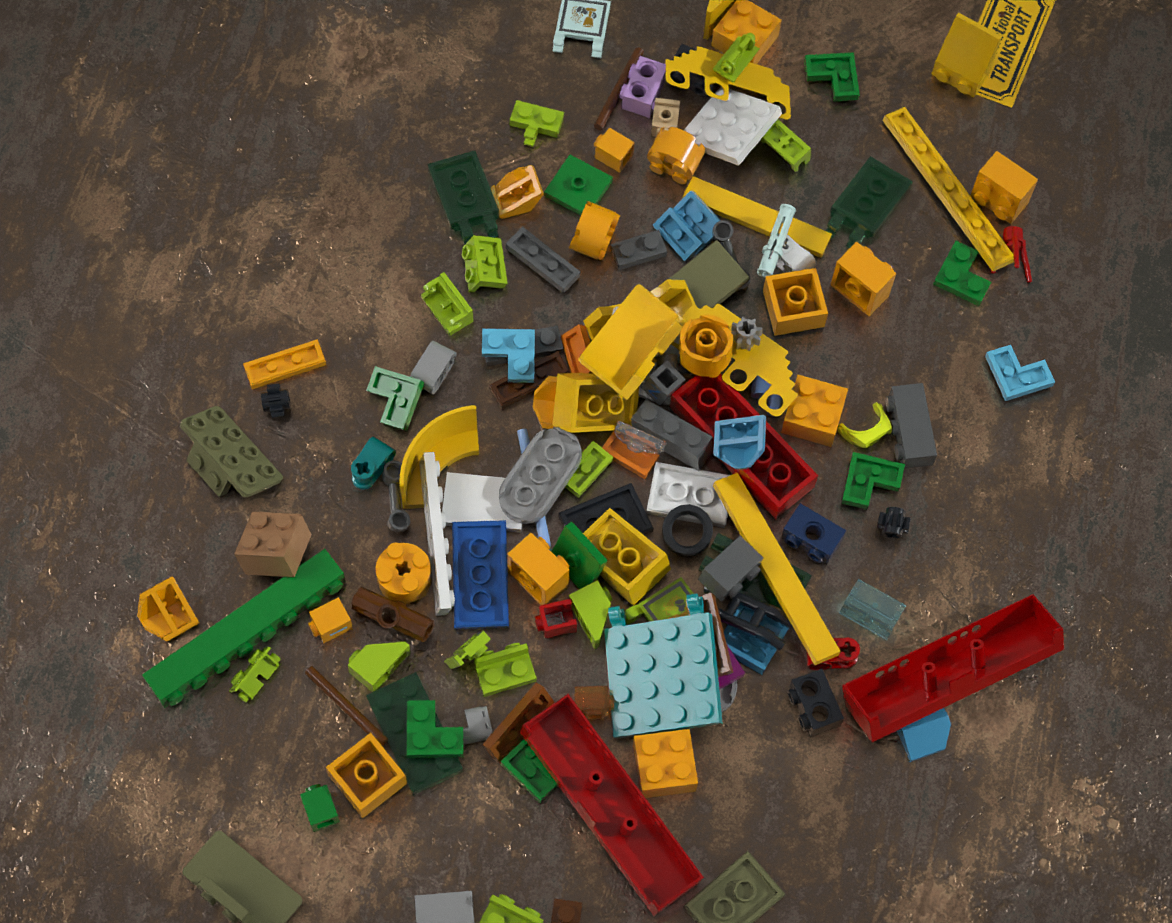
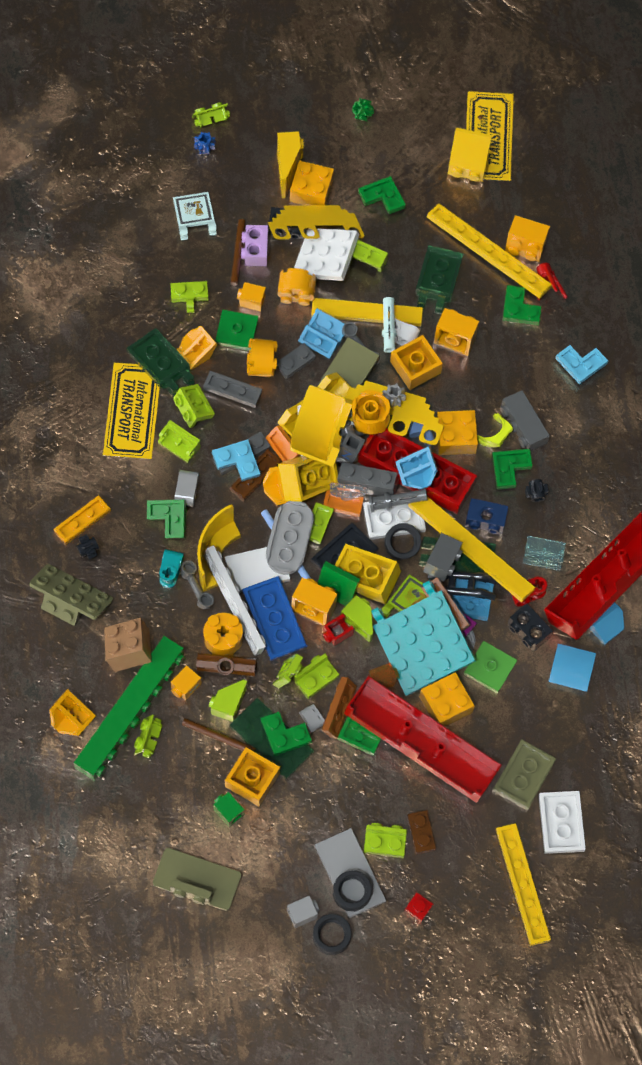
camera: 20 degrees left, 0 degrees up
(402, 249) = (131, 413): none -> yellow sticker
(665, 115) = (277, 262): tan brick -> none
(686, 473) = (421, 495): none -> dark grey pin
(737, 57) = (314, 205): lime hinge -> none
(742, 738) = (491, 667): none -> bright green plate
(853, 777) = (572, 667): none -> dark azure slope

